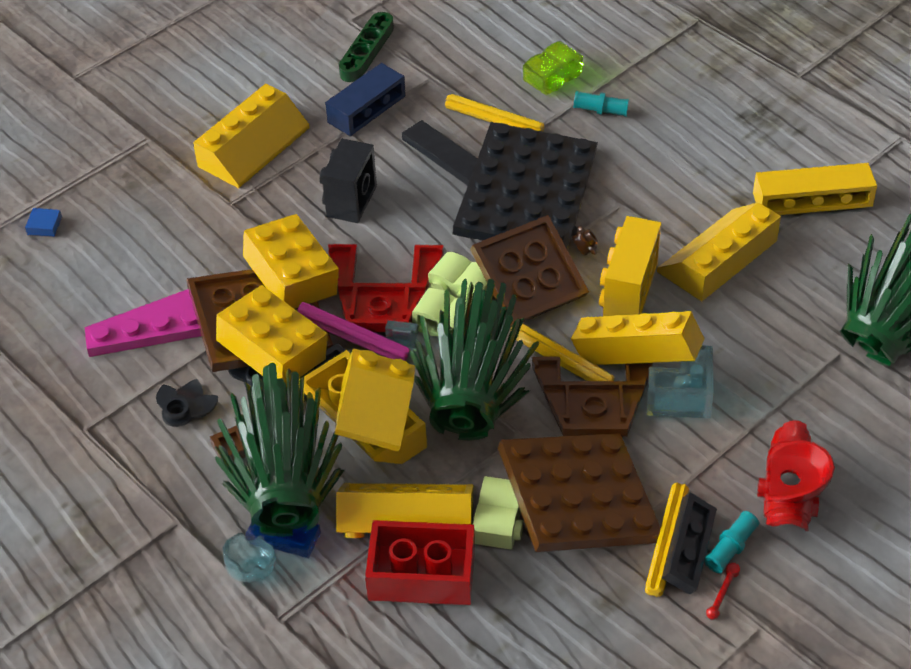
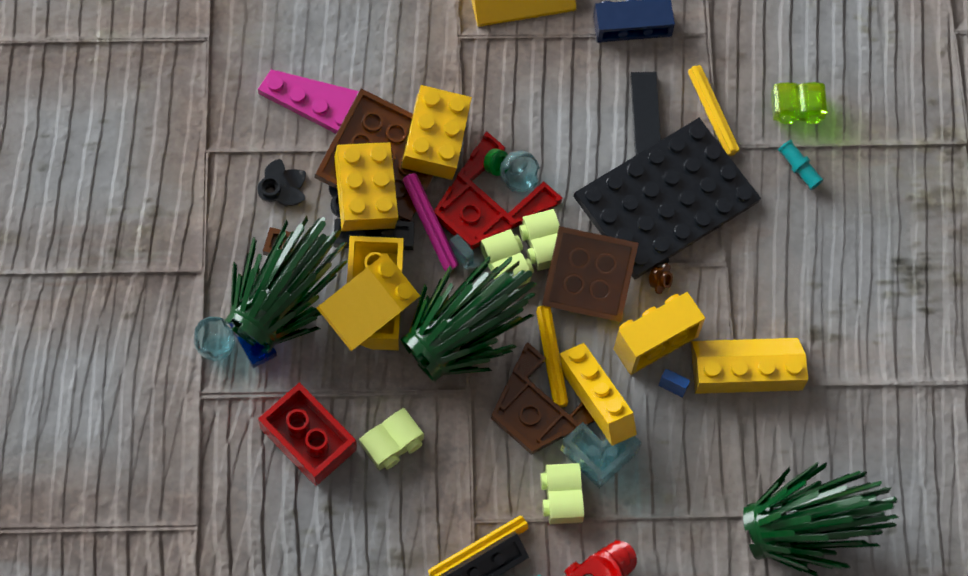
camera: 35 degrees right, 20 degrees up
(348, 180) = (544, 91): black brick -> none
(361, 257) = (493, 161): none -> green tile
(387, 248) = (519, 171): none -> clear light blue hair
(429, 503) = (339, 384): yellow slope -> none
(579, 492) = (452, 469): reddish brown plate -> none
(681, 298) = (674, 382): none -> blue tile
(689, 440) = (563, 492): none -> yellowish green brick
(816, 188) = (867, 374): yellow brick -> none

